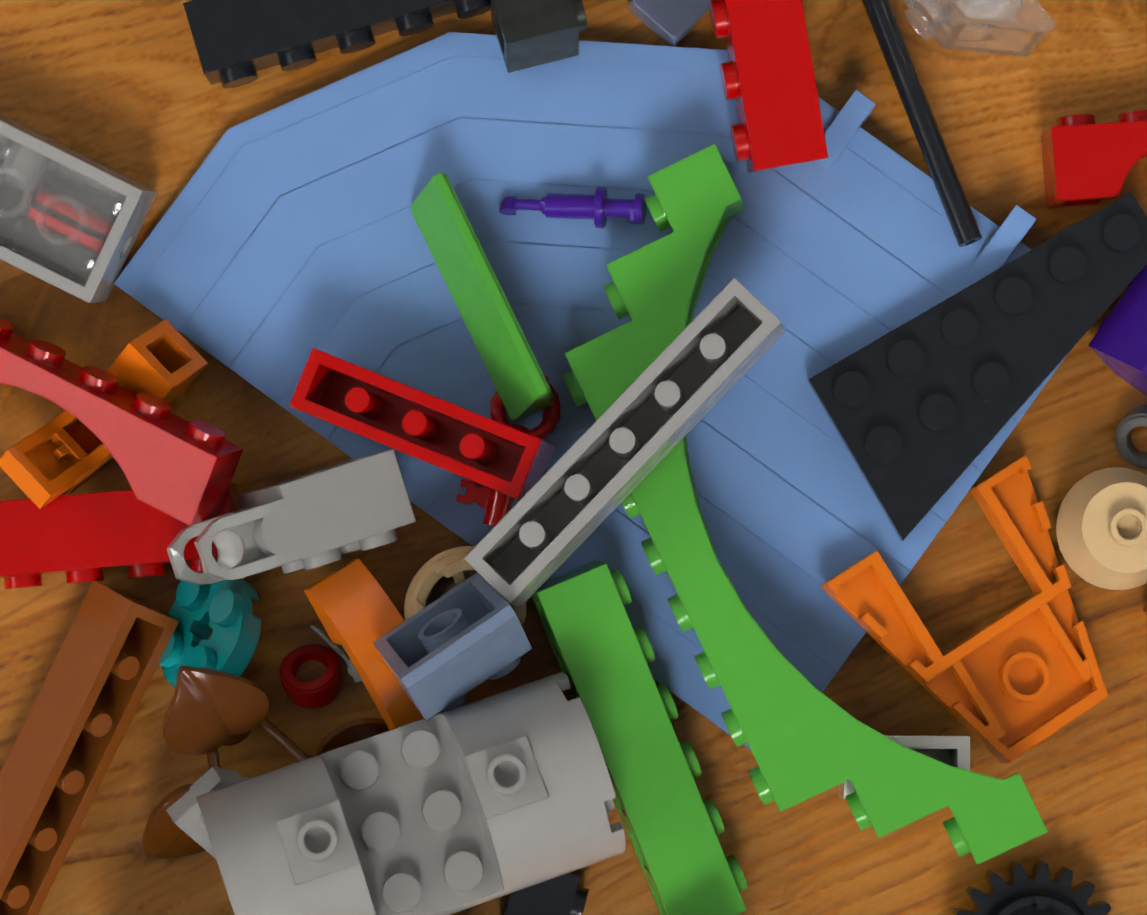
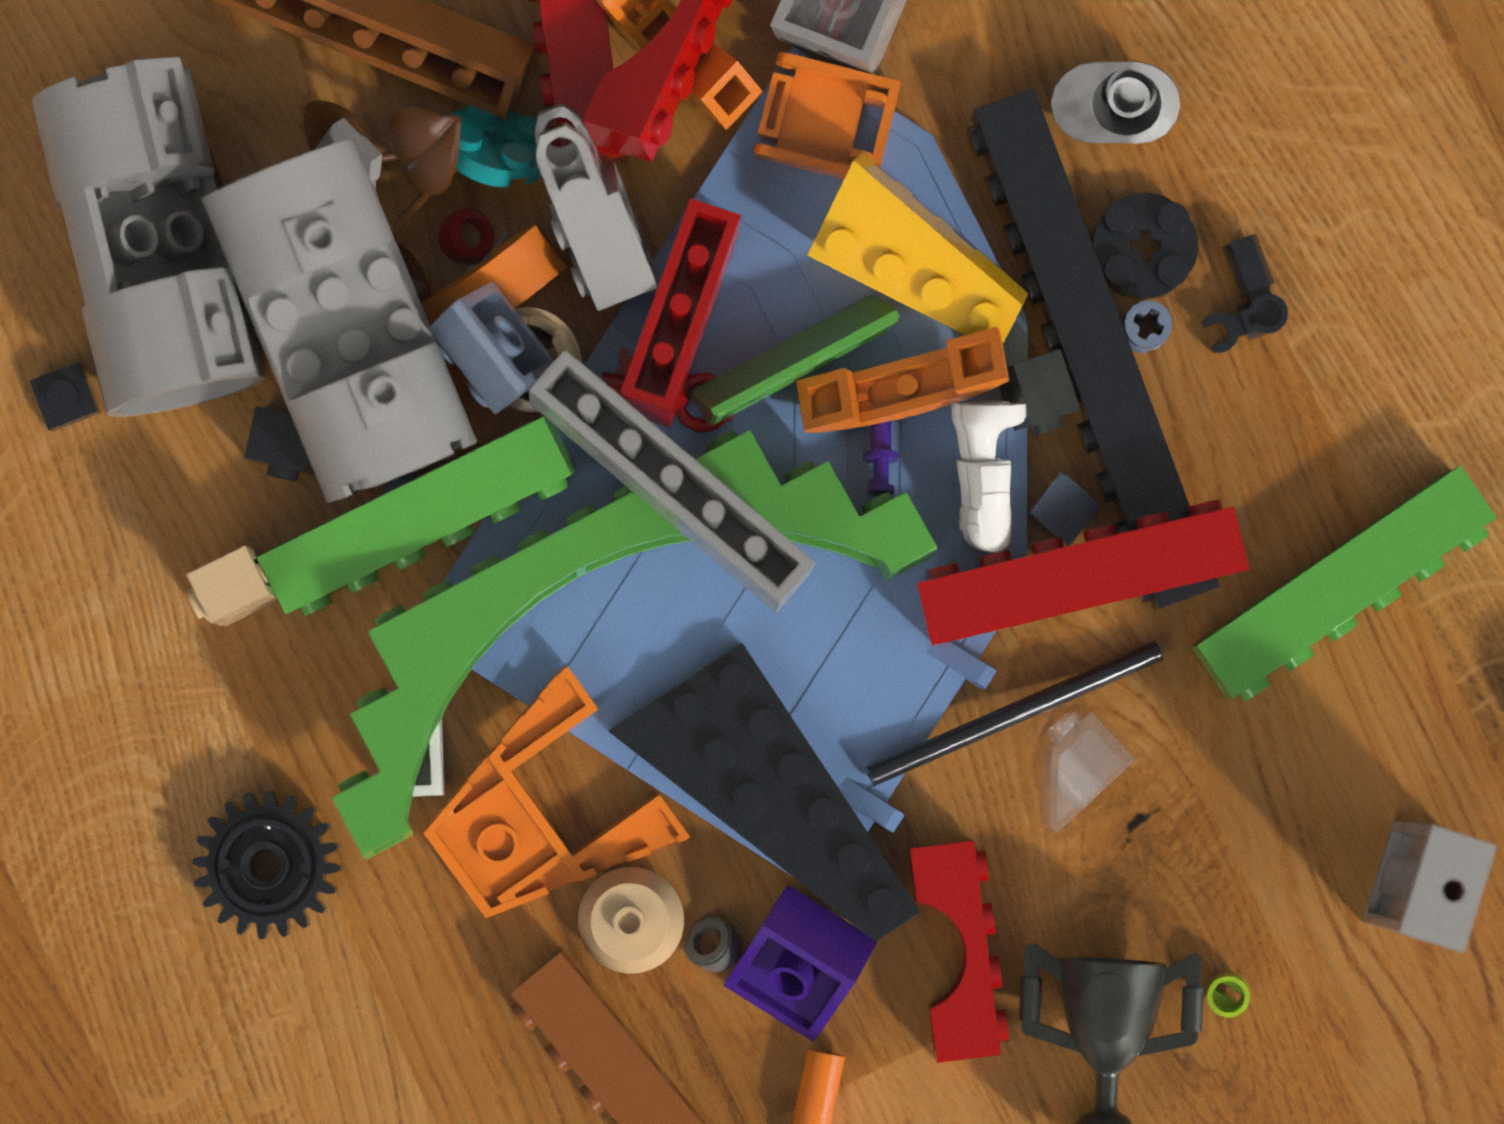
camera: 90 degrees right, 0 degrees up
(199, 257) = (819, 115): none -> orange container
(373, 151) = (911, 255): none -> yellow wedge
(522, 171) = (905, 386): none -> orange slope
(636, 89) = (982, 476): none -> white piece

